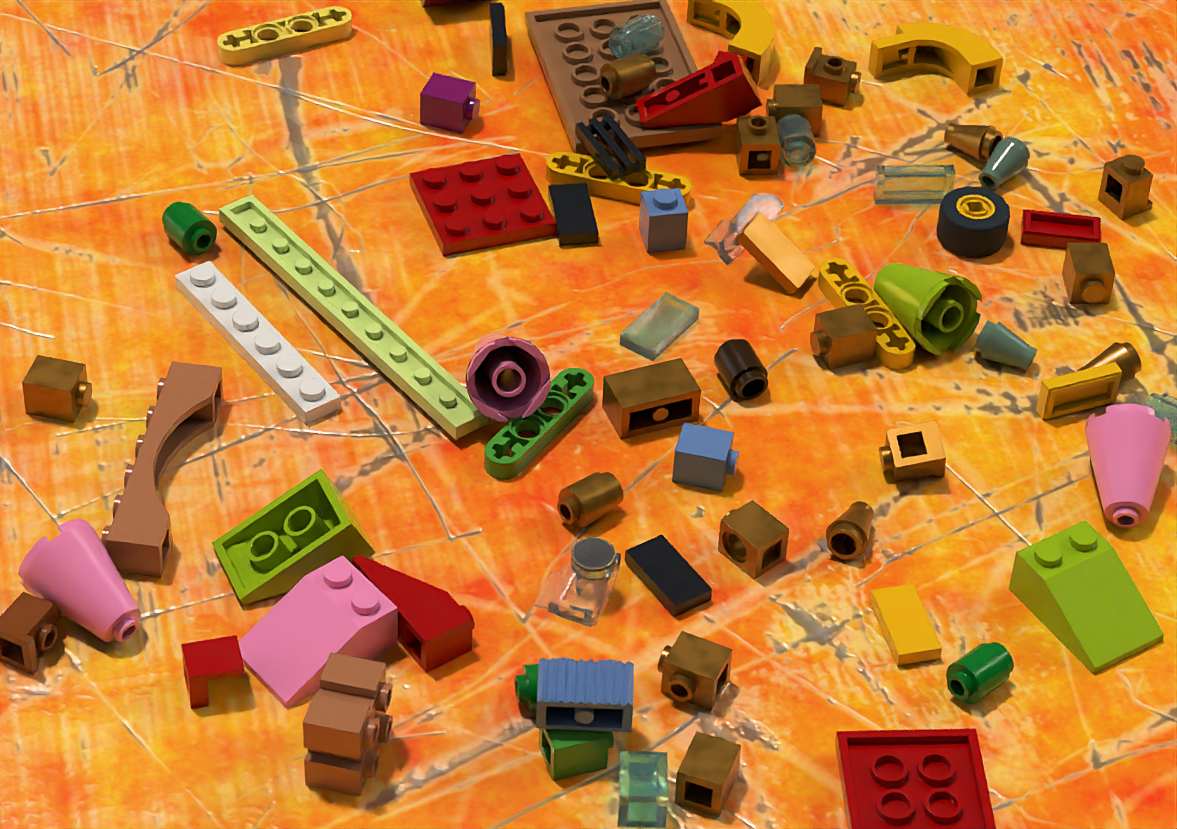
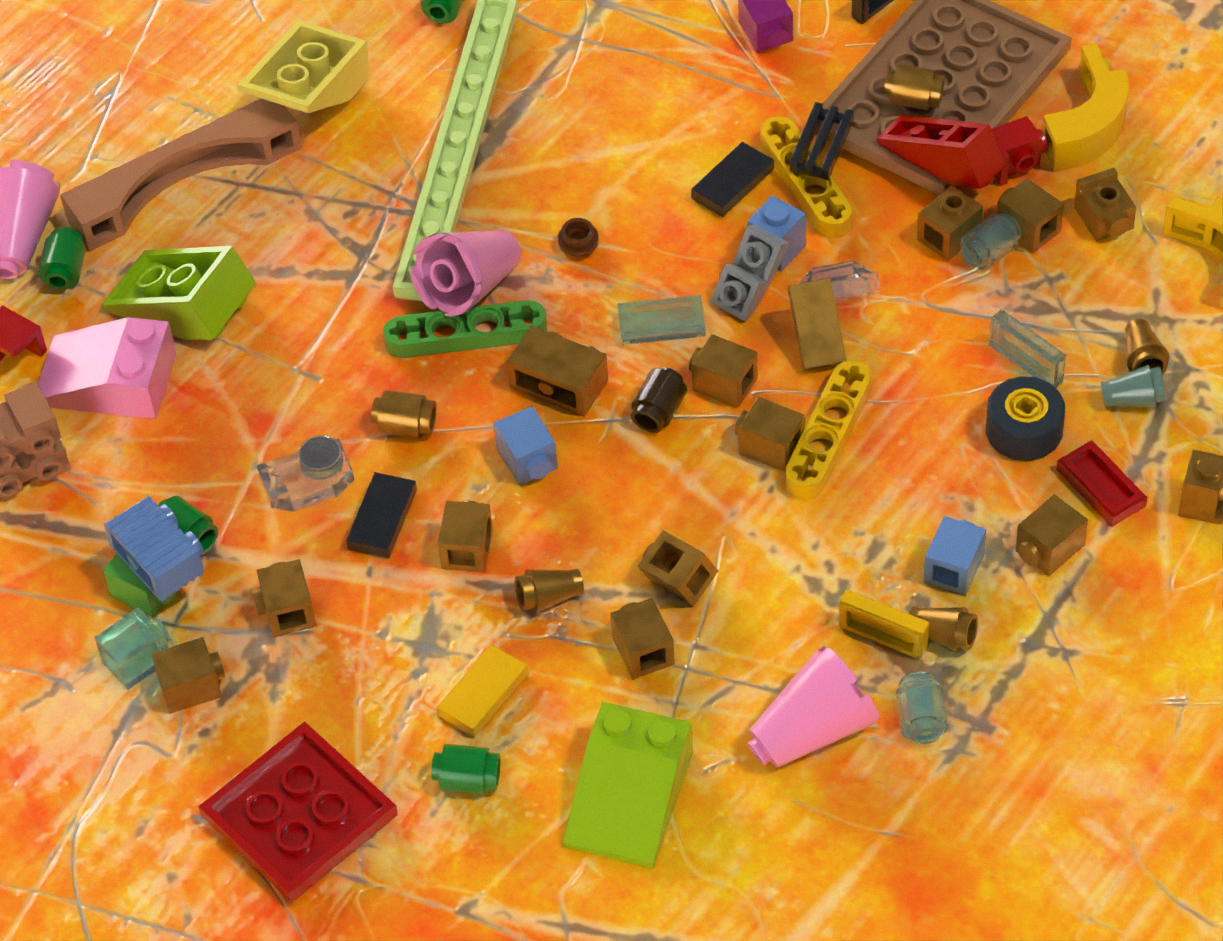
camera: 55 degrees right, 10 degrees up
(56, 388) = (196, 59): pearl gold brick -> none
(163, 588) = (62, 258): none -> green brick
(179, 324) = (310, 69): none -> light yellow slope
(258, 342) = (374, 121): white plate -> none
(429, 619) = (174, 414): red slope -> none
(482, 204) = (679, 122): red plate -> none
(528, 314) = (578, 237): none -> reddish brown plate
(636, 36) = (972, 57): clear light blue brick -> none
(684, 253) = (751, 273): none -> light grey slope
(758, 319) = (723, 370): none -> pearl gold brick
(930, 304) = (863, 461): lime cone -> none
(957, 509) = (642, 638): none -> pearl gold brick
(1004, 346) = (886, 539): sand green cone -> none
(1056, 324) = (954, 555): none -> medium blue brick

